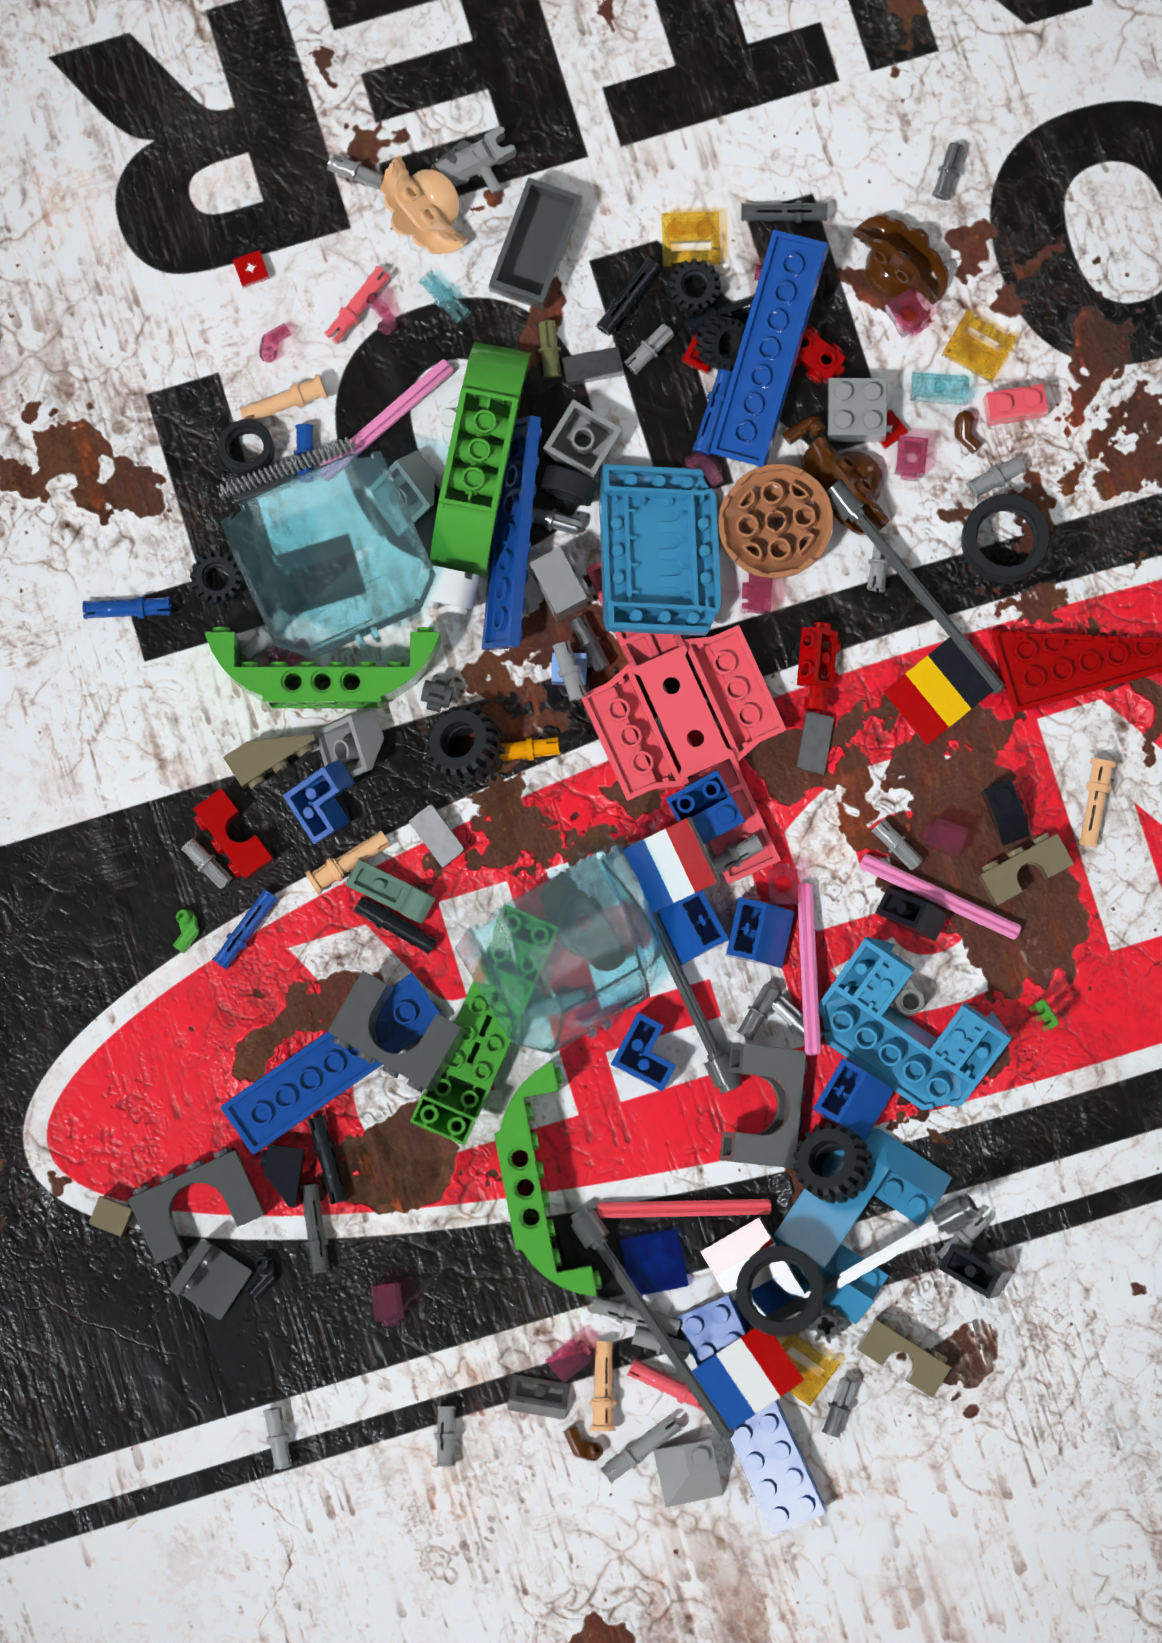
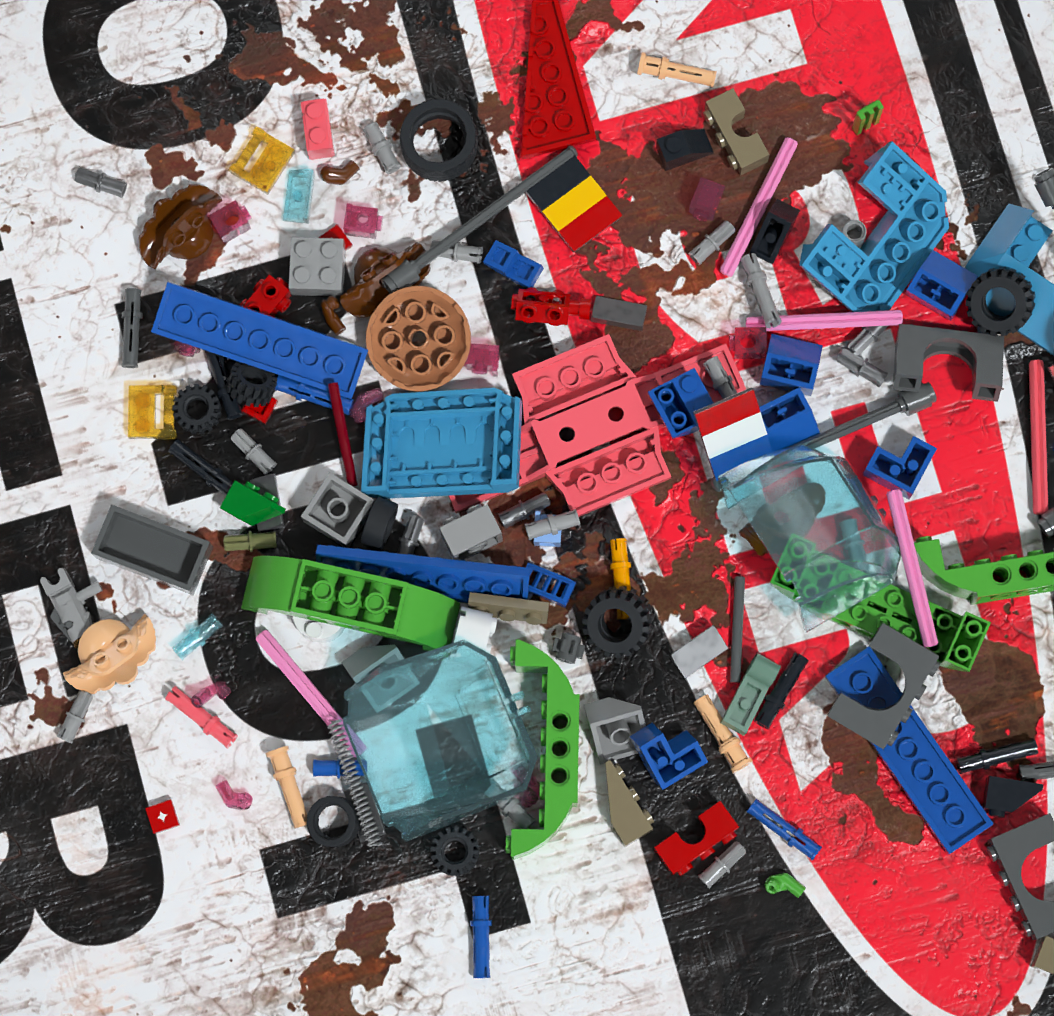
camera: 85 degrees left, 5 degrees down
(462, 877) = (737, 629): none -> dark grey bar
(479, 629) = (510, 608): none -> dark tan plate
(500, 692) = (568, 590): none -> blue slope
(524, 1060) = (912, 568): none -> bright pink axle
(587, 345) = (249, 505): none -> green slope
(668, 444) = (342, 434): none -> dark red bar
(853, 894) = (757, 281): none -> light grey pin
(866, 625) = (513, 265): none -> blue slope

